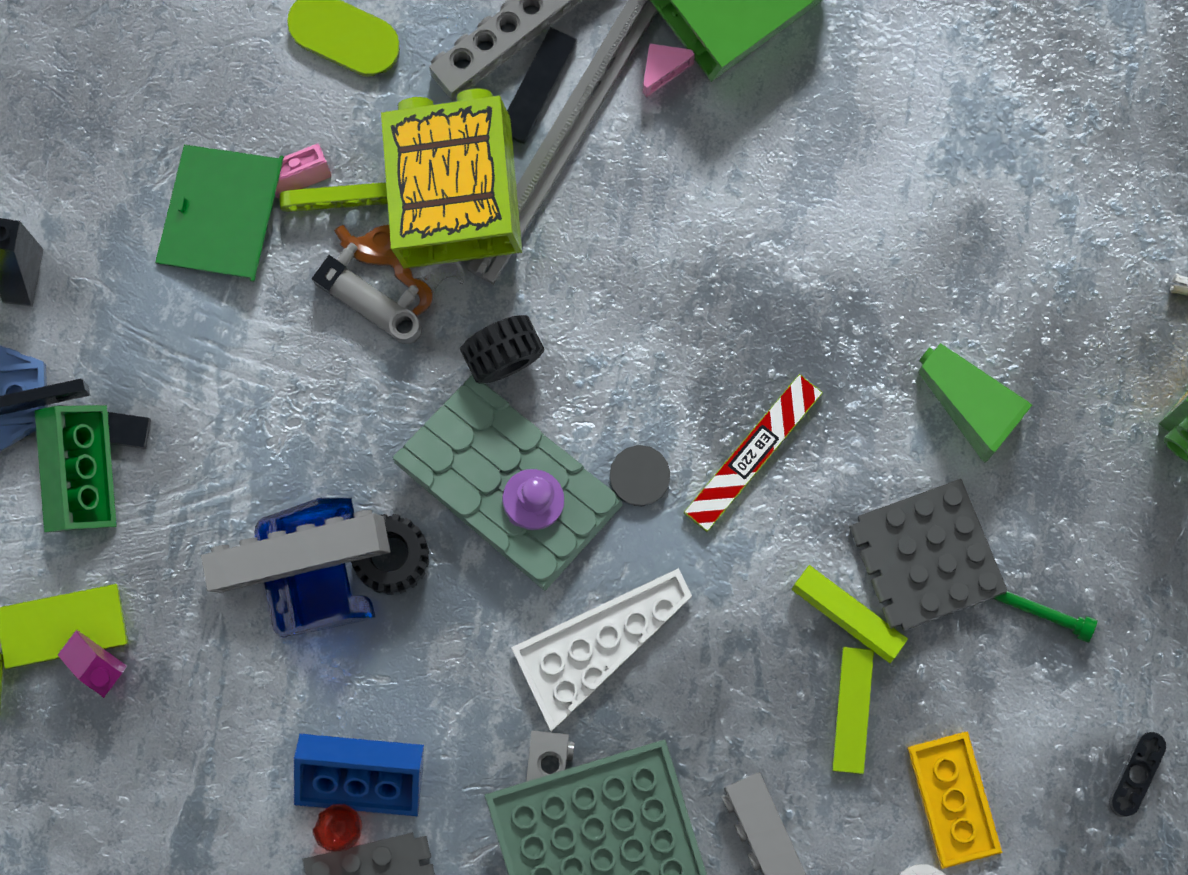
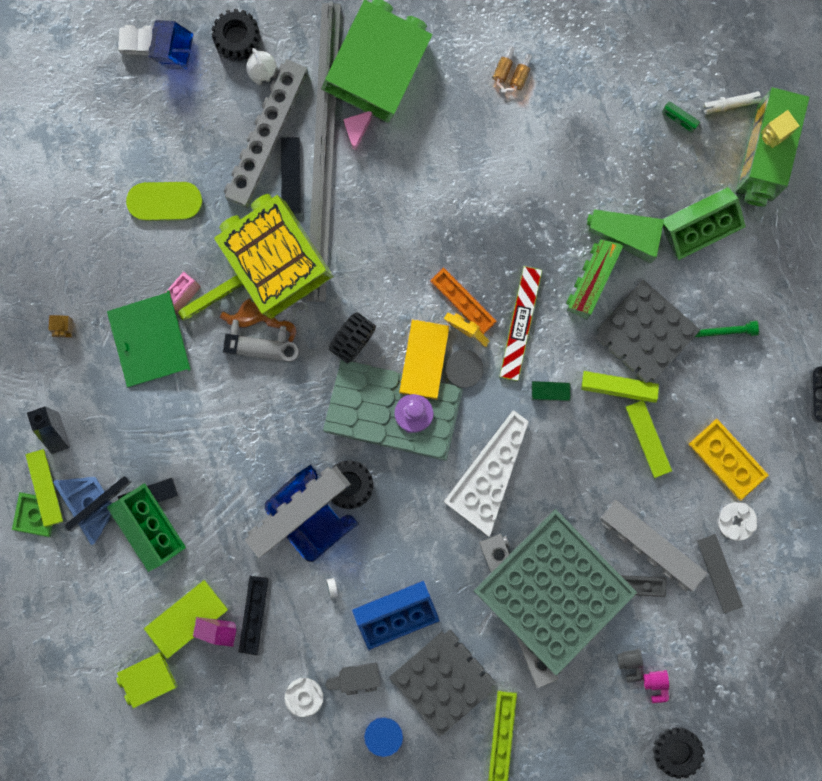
camera: 30 degrees left, 5 degrees up
(109, 131) = (60, 326): none -> pearl gold brick
(159, 670) = (253, 615): none -> black tile
(167, 824) = (304, 697): none -> white tile
(254, 835) = (356, 678): none -> dark grey hinge
(288, 688) = (332, 588): none -> white tile
(337, 828) = (400, 650): clear red hair -> none
(589, 432) = (424, 359): none -> yellow tile
(674, 422) = (469, 329): none -> yellow wing
(688, 380) = (462, 300): none -> orange tile
(746, 570) = (550, 391): none -> dark green slope
(890, 441) = (594, 278): none -> bright green slope
(914, 85) = (519, 76): none -> clear orange piece
(1089, 443) = (704, 223): none -> bright green slope
(1132, 277) = (680, 116): none -> green slope

